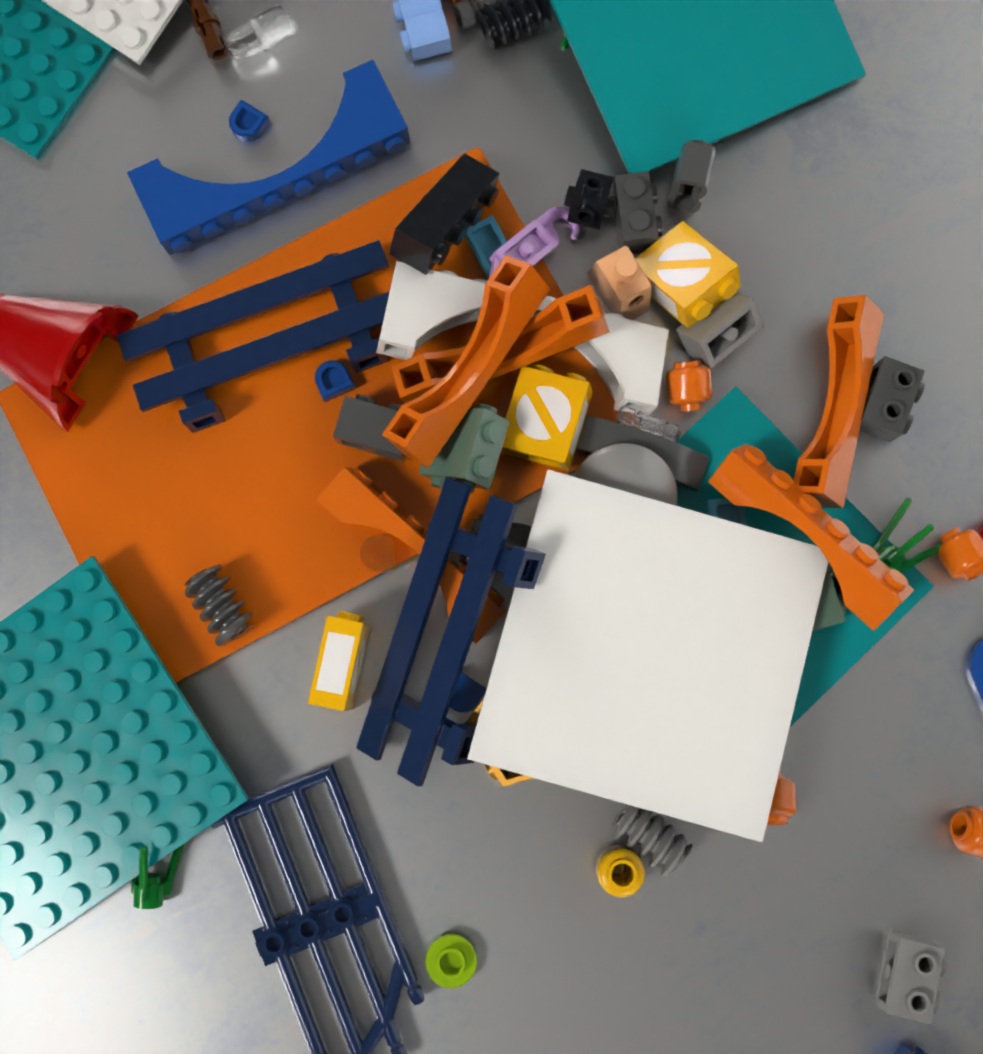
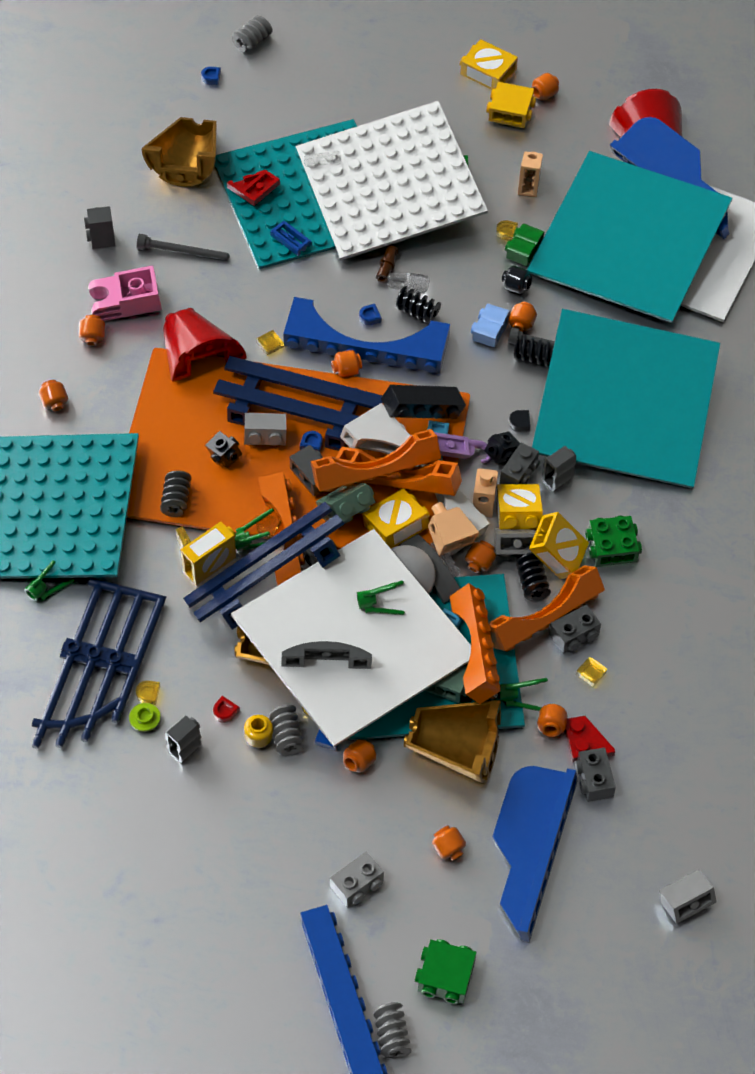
camera: 35 degrees right, 25 degrees down
(40, 85) = (289, 240): none -> blue tile
(148, 265) = (269, 342): none -> clear yellow tile
(229, 488) = (223, 449): none -> black brick
(259, 413) = (265, 429): none -> light grey brick
(282, 224) = (346, 363): none -> orange head
(287, 662) = (182, 537): none -> clear yellow tile
(302, 61) = (417, 307): none -> black piece
(366, 599) = (243, 539): none -> green plant
(424, 920) = (148, 692): none -> clear yellow tile
(538, 968) = (183, 738): none -> dark grey brick
(543, 864) = (225, 710): none -> red tile
(573, 138) = (520, 420): none -> black tile
(617, 758) = (326, 650): none -> dark grey slope
(634, 591) = (367, 599): none -> green plant
(640, 385) = (450, 529): none -> light nougat torso
(778, 363) = (532, 577): none -> black piece
(785, 296) = (558, 545): none -> yellow brick
(833, 230) = (613, 541): none -> green brick
(885, 690) = (458, 736): none -> pearl gold cone
(949, 442) = (591, 671): none -> clear yellow tile

